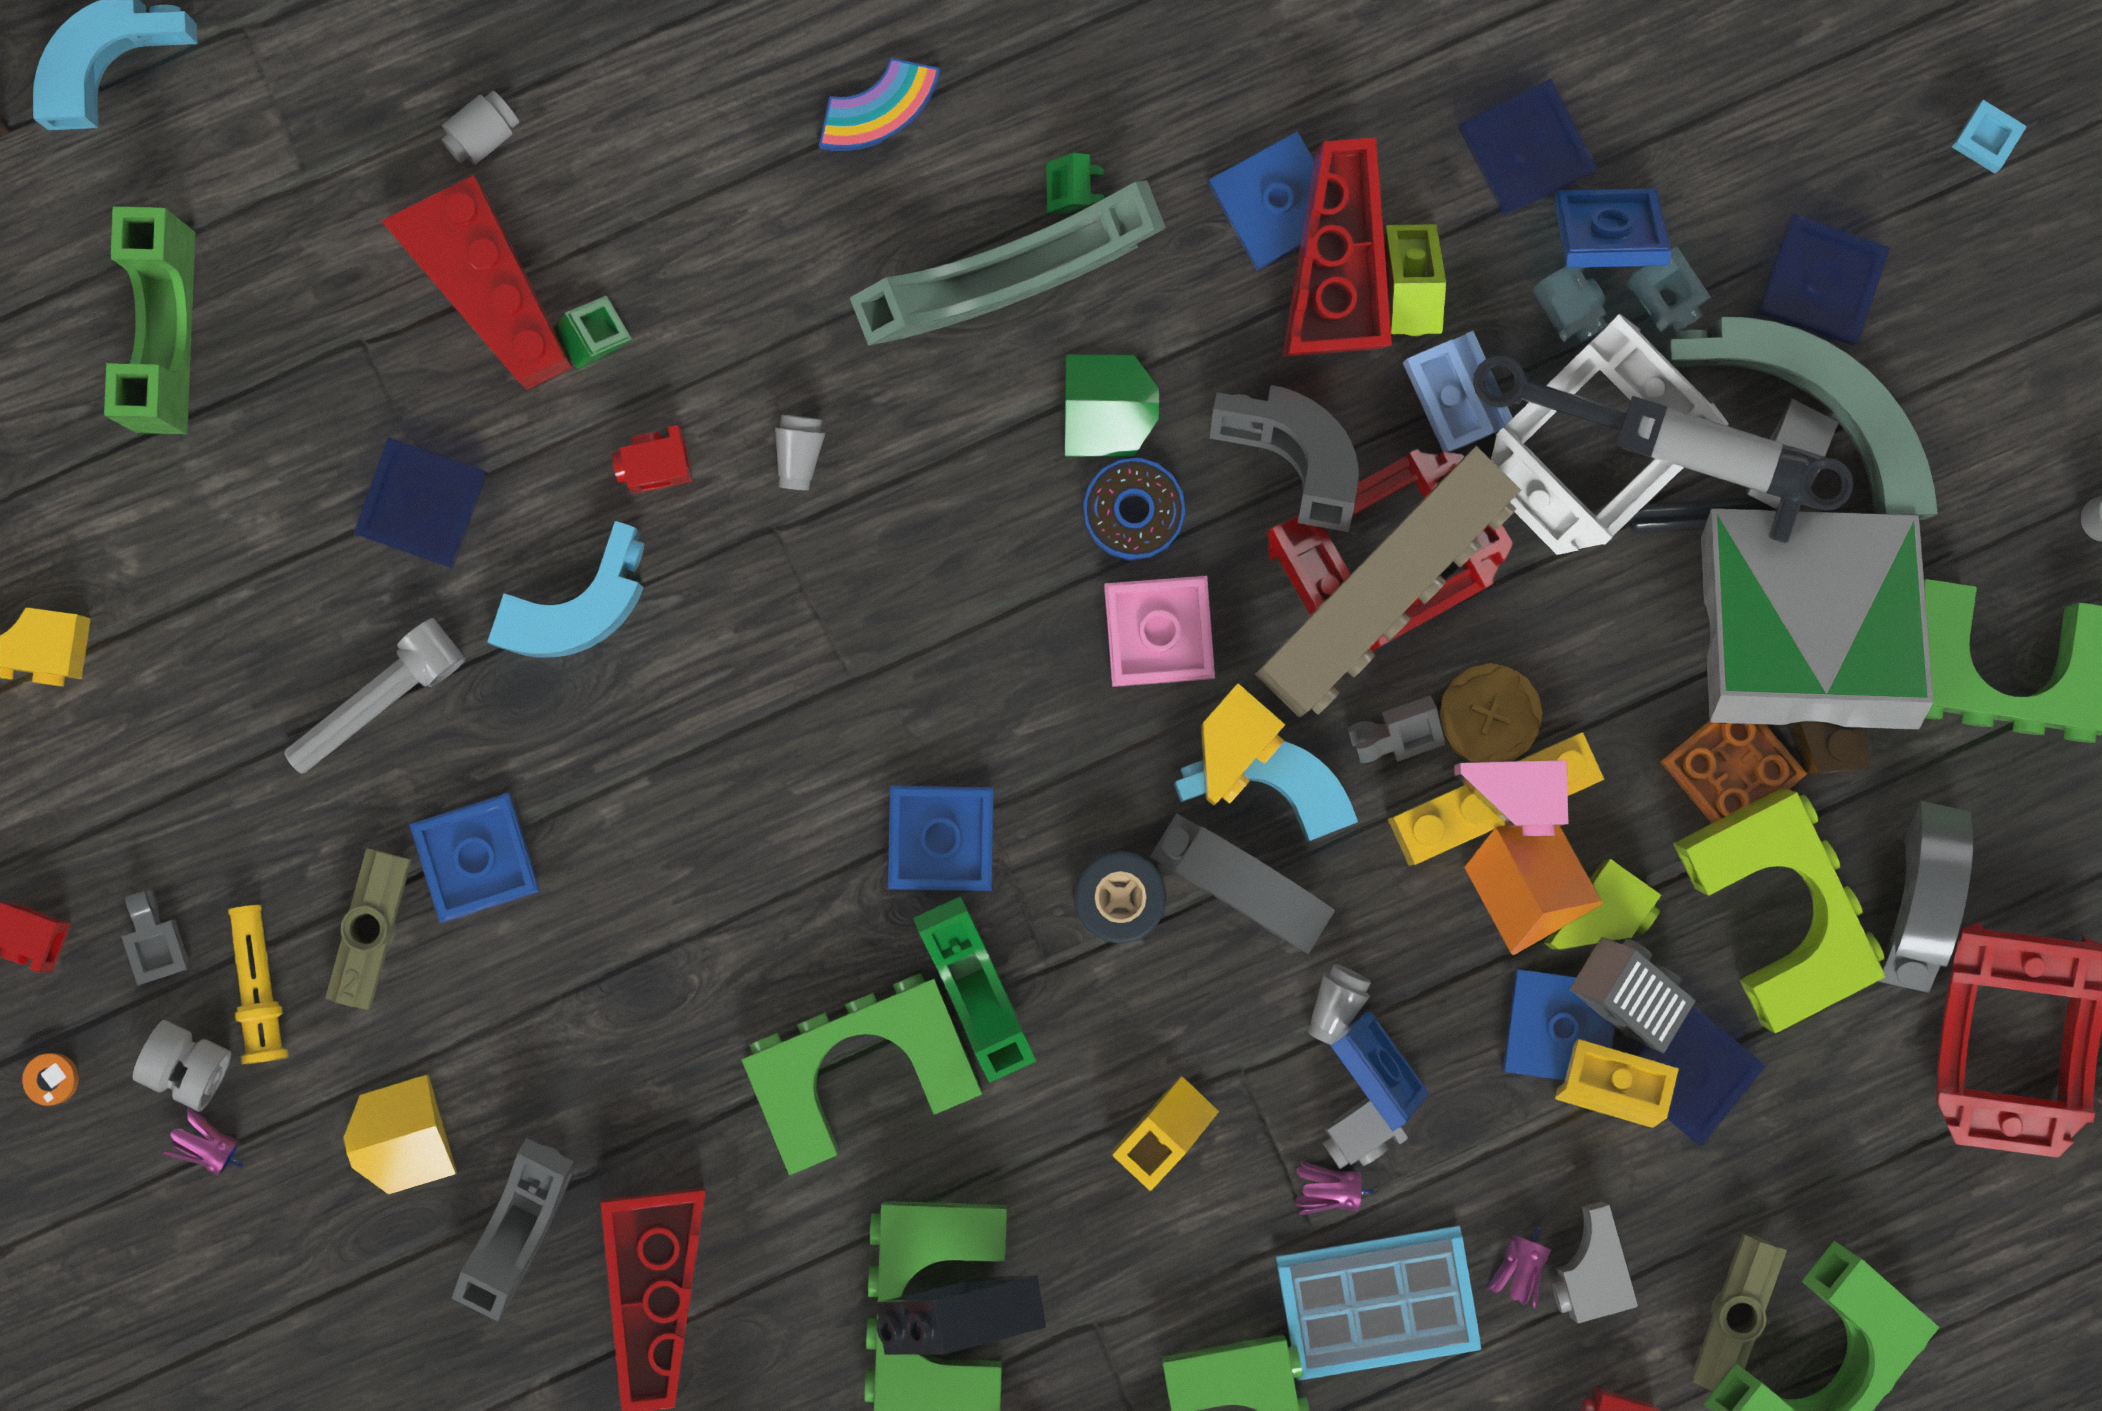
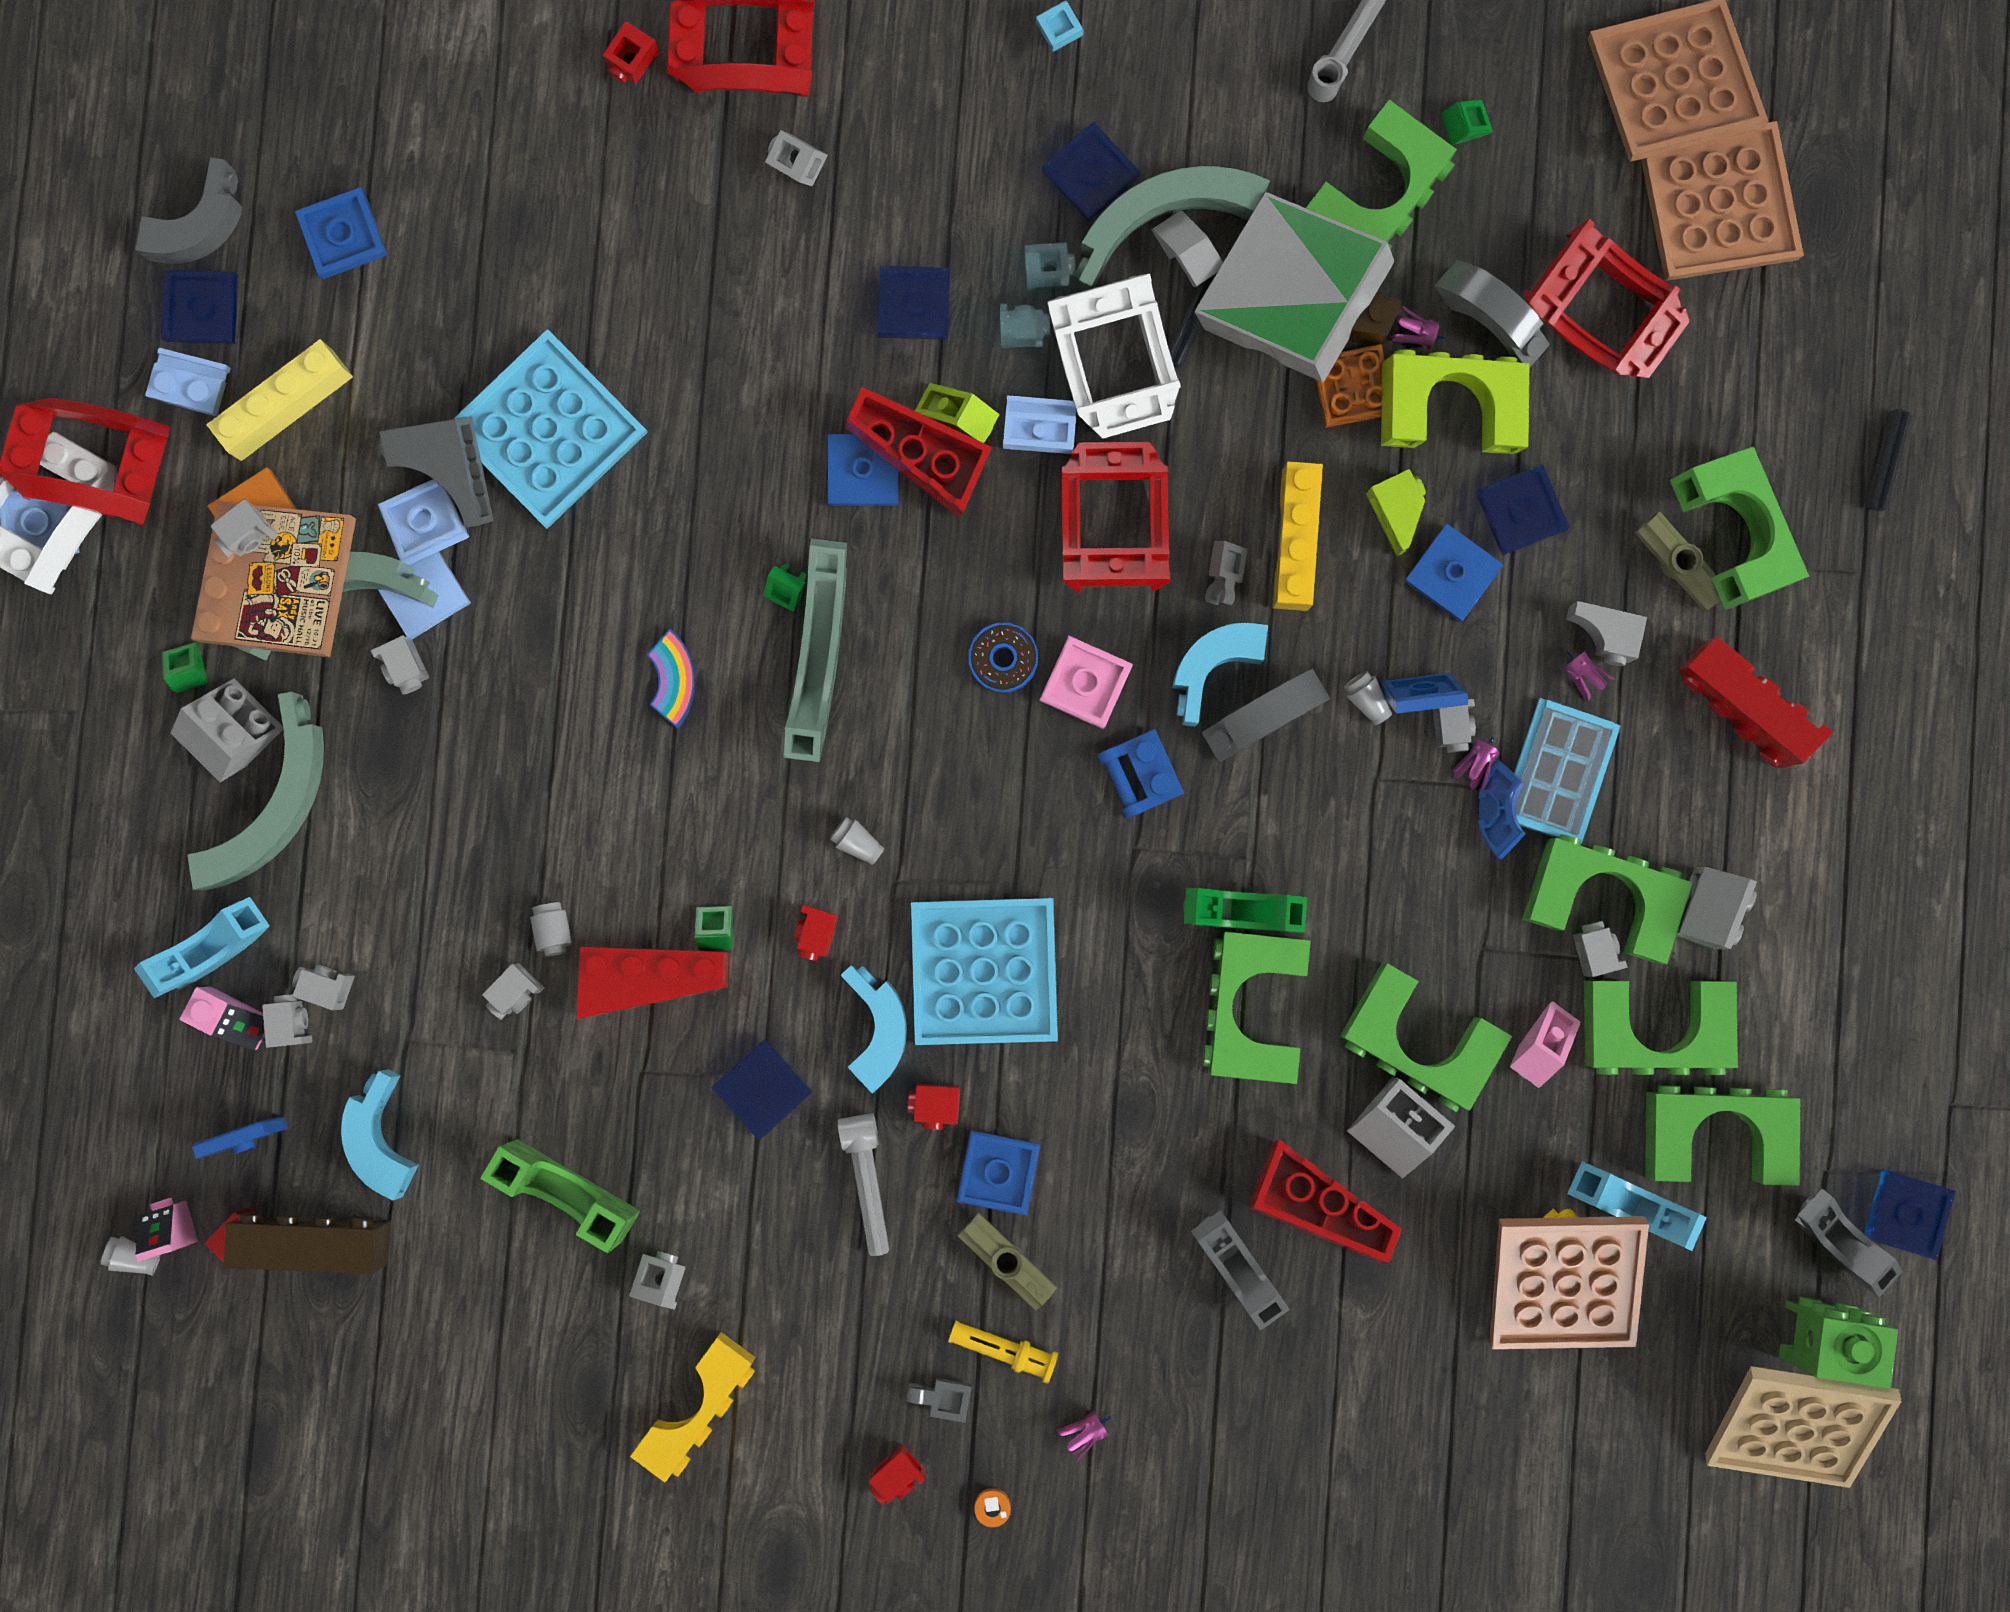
camera: 60 degrees left, 0 degrees up
(111, 502) = (648, 1282): none -> light grey brick
(167, 1054) = (1016, 1424): light grey wheel -> none
(375, 122) = (511, 991): none -> light grey brick
(399, 1137) = (1143, 1310): yellow slope -> none
(517, 731) = (934, 1105): none -> red brick
(720, 702) = (984, 971): none -> medium azure plate
(805, 1339) = (1400, 1127): none -> light grey slope
(940, 838) = (1140, 882): blue plate -> none
(960, 1315) = (1438, 1024): black window -> none
(1093, 776) = (1151, 769): none -> blue plate
(1108, 405) = (931, 639): slope -> none
(1122, 882) = (1245, 787): black wheel -> none
(1165, 1133) = (1392, 843): yellow slope -> none
(1233, 739) = (1180, 673): yellow slope -> none
(1284, 1248) = (1498, 809): none -> blue tile
(1303, 436) = (1021, 529): dark grey arch -> none
(1388, 582) = (1136, 527): dark tan brick -> none
(1490, 714) = (1243, 512): pearl gold tile -> none
(1521, 792) = (1306, 516): bright pink slope -> none
(1530, 884) = (1359, 542): orange slope -> none
(1612, 228) = (991, 278): blue plate -> none
(1618, 1084) = (1507, 556): yellow panel -> none
(1633, 993) = (1459, 517): dark grey brick -> none
(1690, 443) = (1150, 301): piece -> none
(1856, 819) = (1425, 329): none -> flat silver piece

